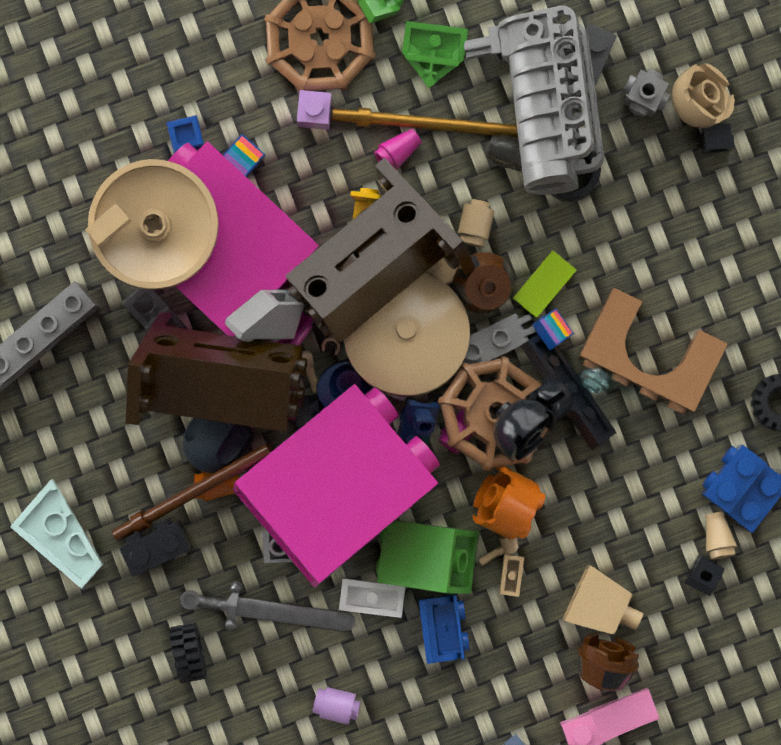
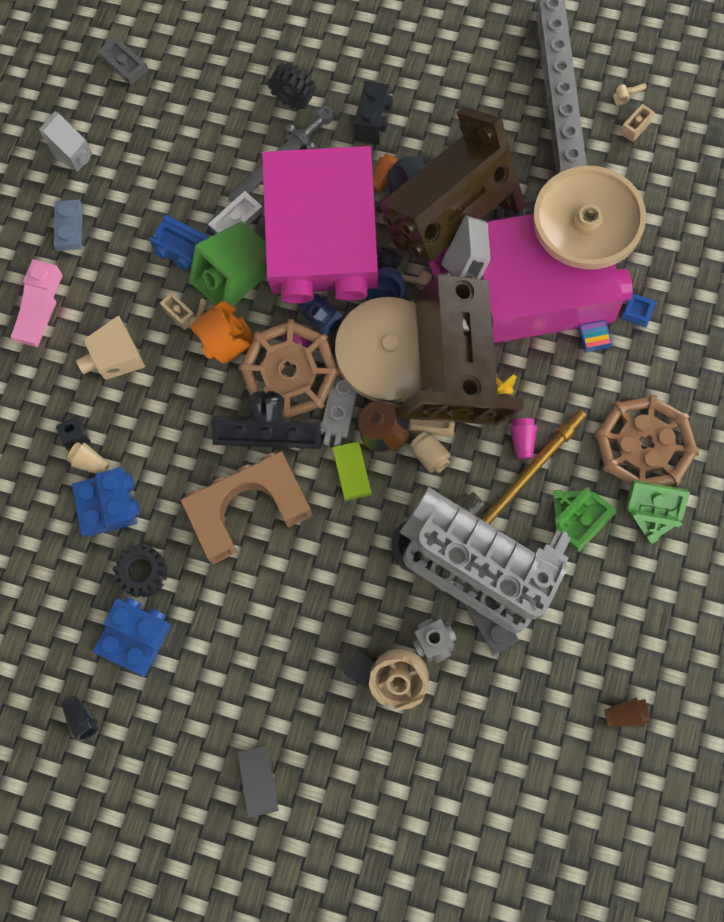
camera: 130 degrees right, 15 degrees down
(58, 536) = (426, 66): light aqua wing -> none
(108, 225) = (610, 181): tan piece -> none
(143, 519) = (396, 119): reddish brown bar -> none
(314, 109) = (594, 399): lavender brick -> none
(336, 705) = (188, 152): lavender brick -> none
(521, 427) = (263, 368): black cylinder -> none
(552, 329) = (315, 451): tile -> none
(595, 379) = (257, 453): clear light blue plate -> none
(607, 663) = (70, 324): reddish brown cone -> none

